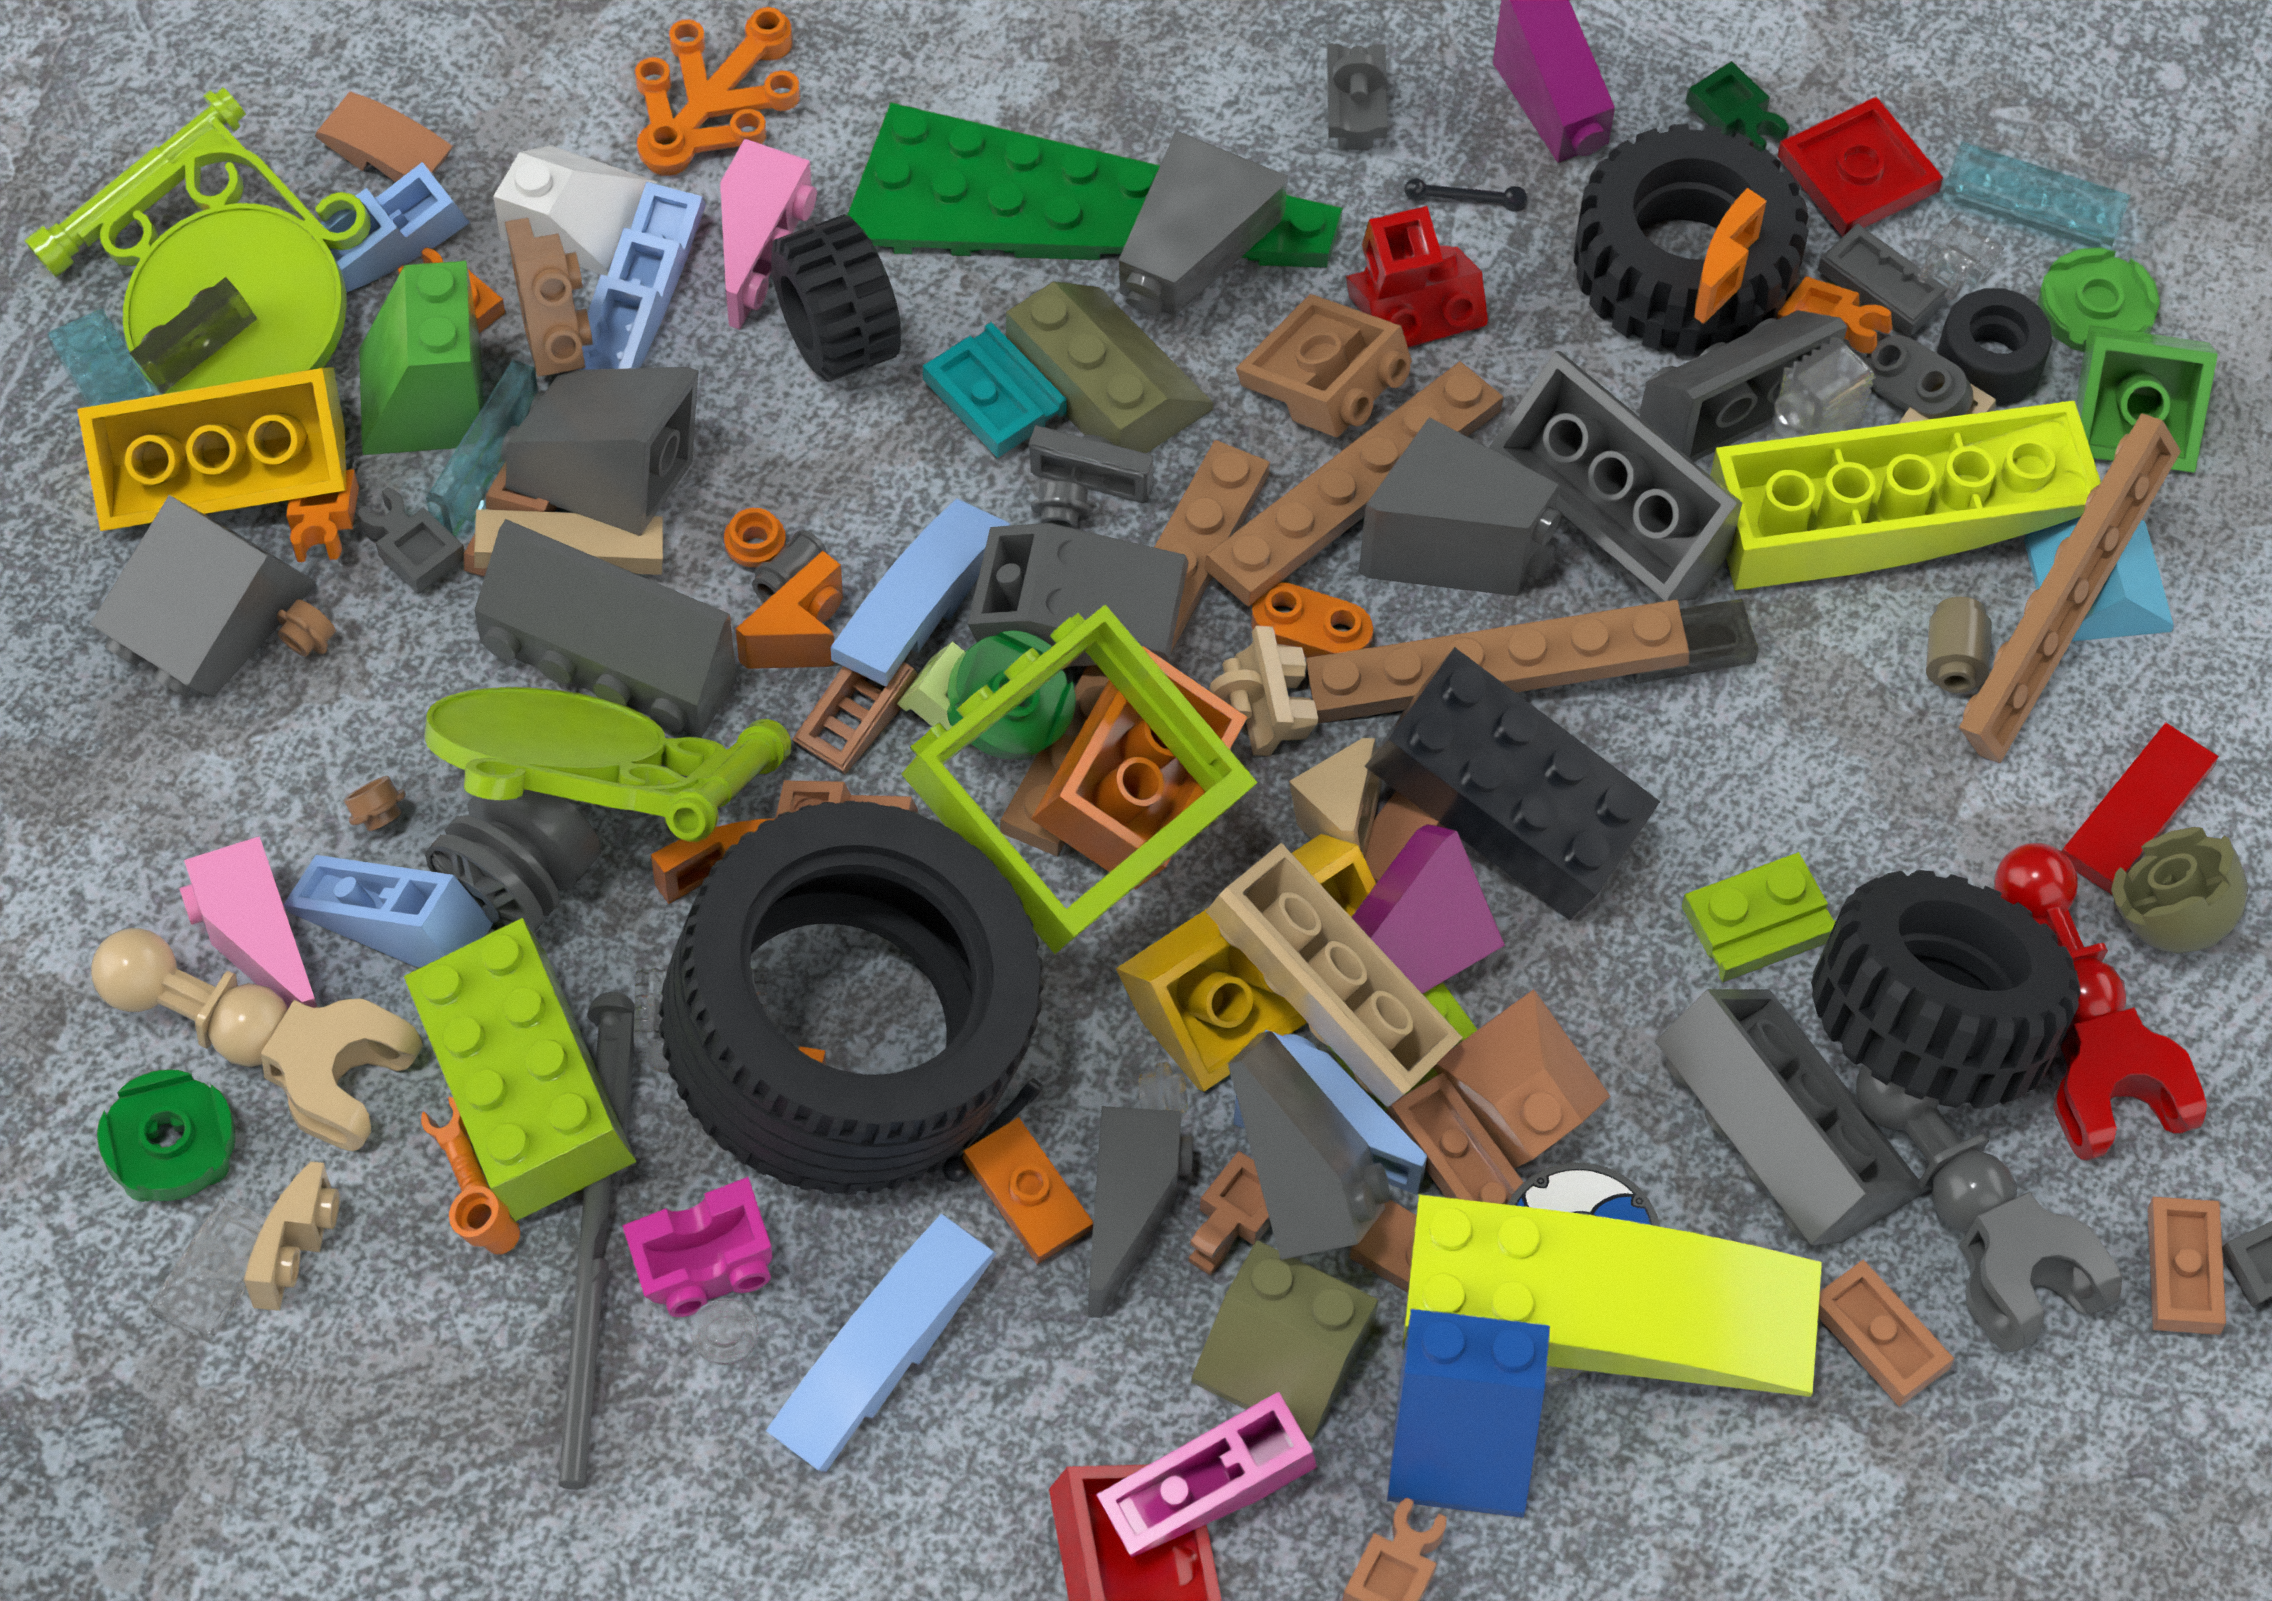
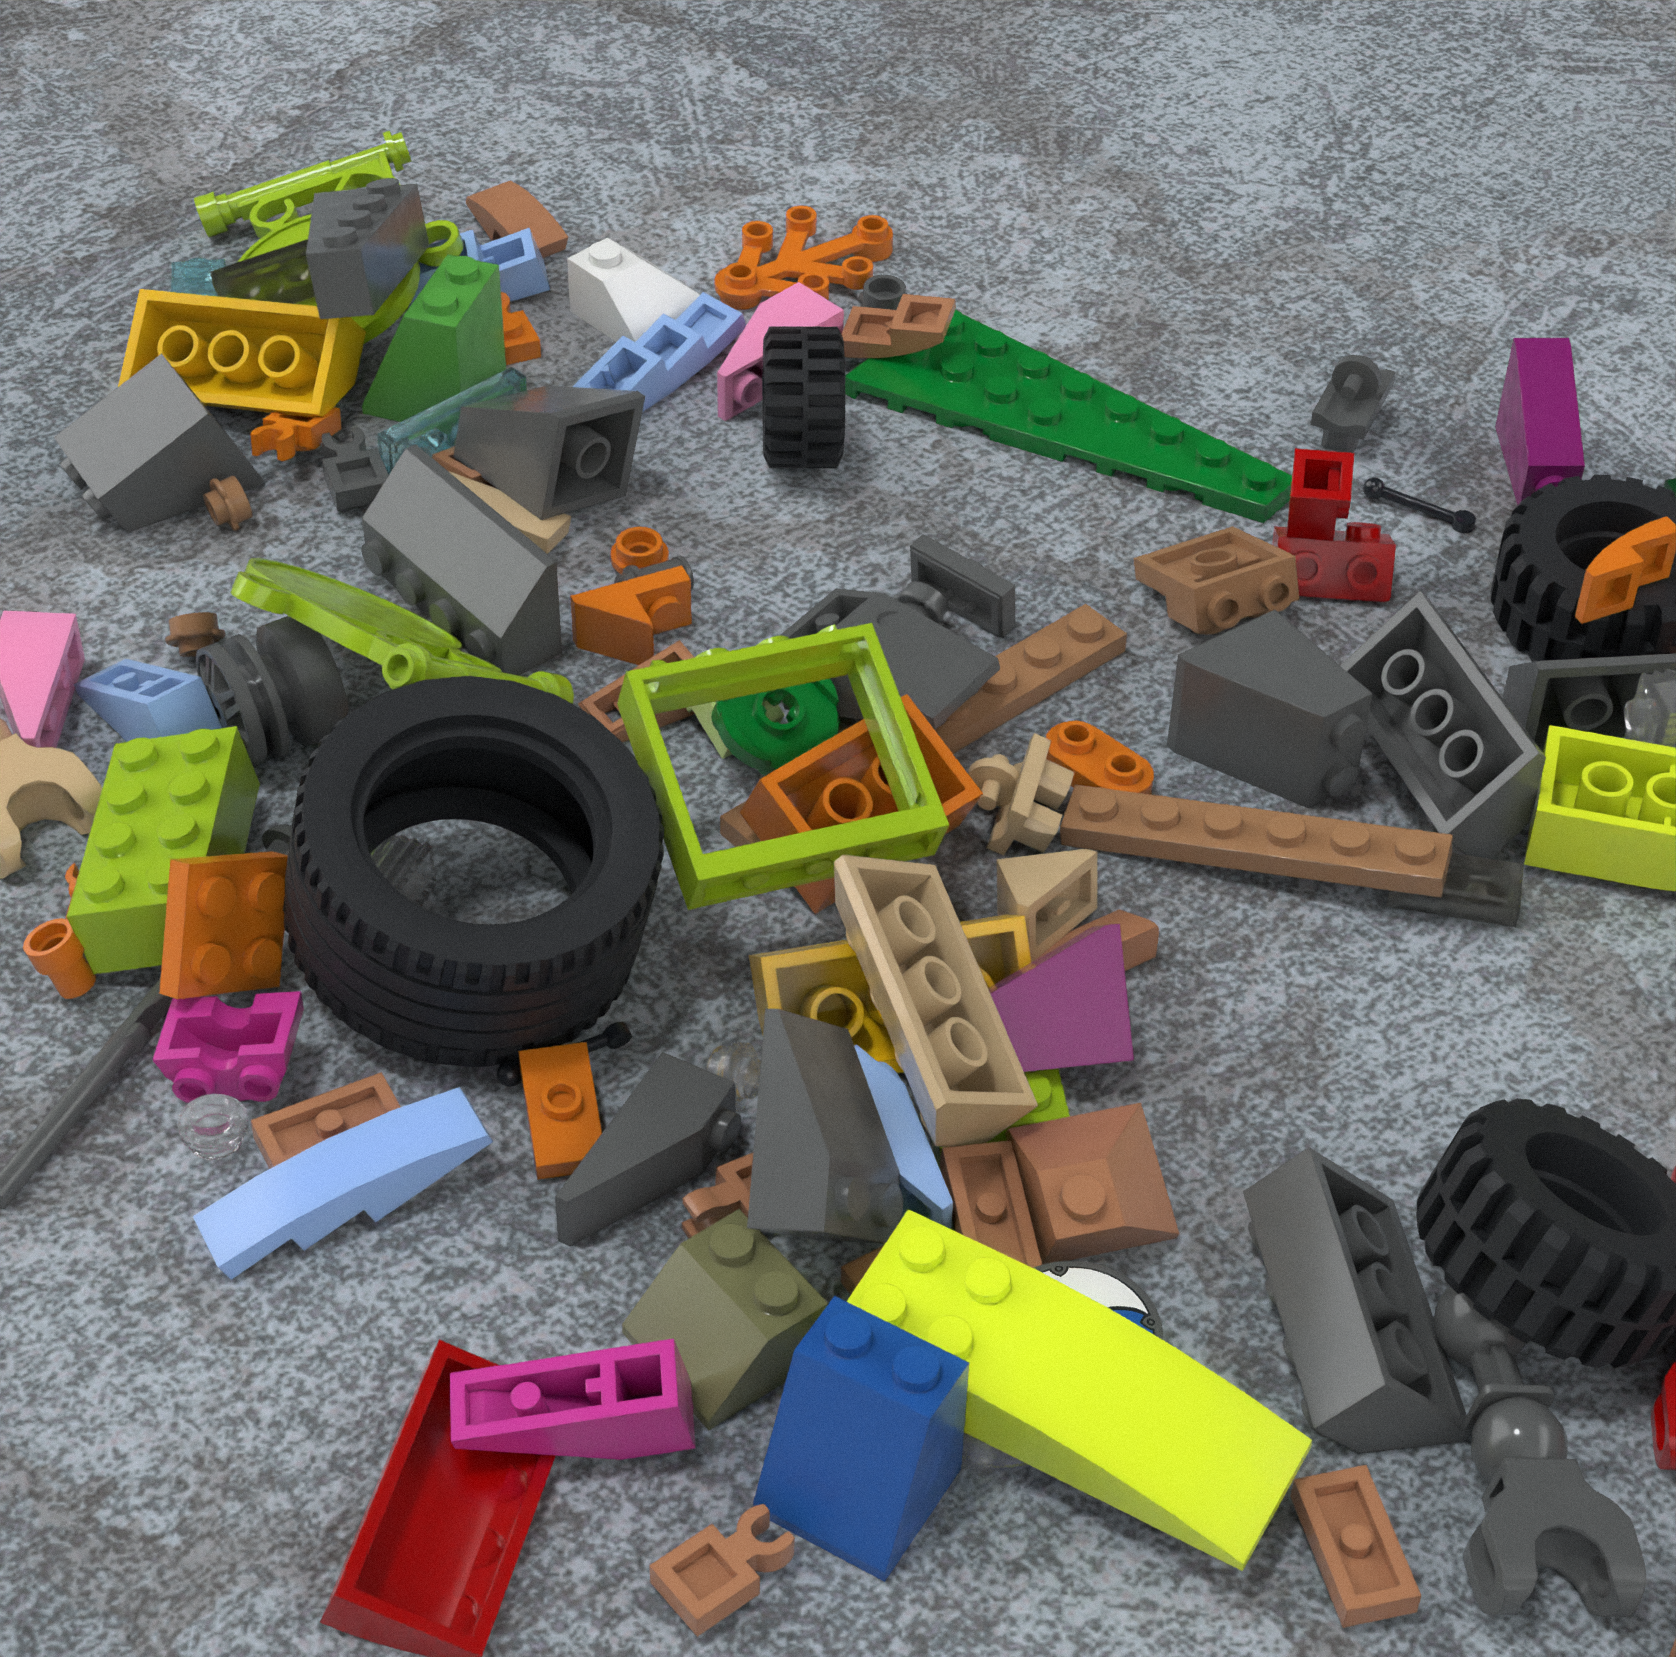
camera: 25 degrees right, 15 degrees down
(297, 279) = (363, 245): none -> dark grey wedge
(546, 301) = (555, 326): medium nougat plate -> none
(642, 1136) = (223, 924): none -> orange plate
(820, 103) = (882, 292): none -> dark grey plate
(830, 1292) = (321, 1117): none -> nougat plate
(869, 166) = (914, 326): none -> nougat slope
(916, 593) = (732, 620): light blue slope -> none
(994, 389) = (907, 505): teal plate -> none
(1104, 366) = (1014, 522): olive slope -> none
(1196, 223) = (1147, 432): dark grey slope -> none
(1338, 491) = (1144, 677): medium nougat plate -> none
(1513, 784) = (1209, 926): black brick -> none
(1759, 916) = (1401, 1130): lime plate -> none

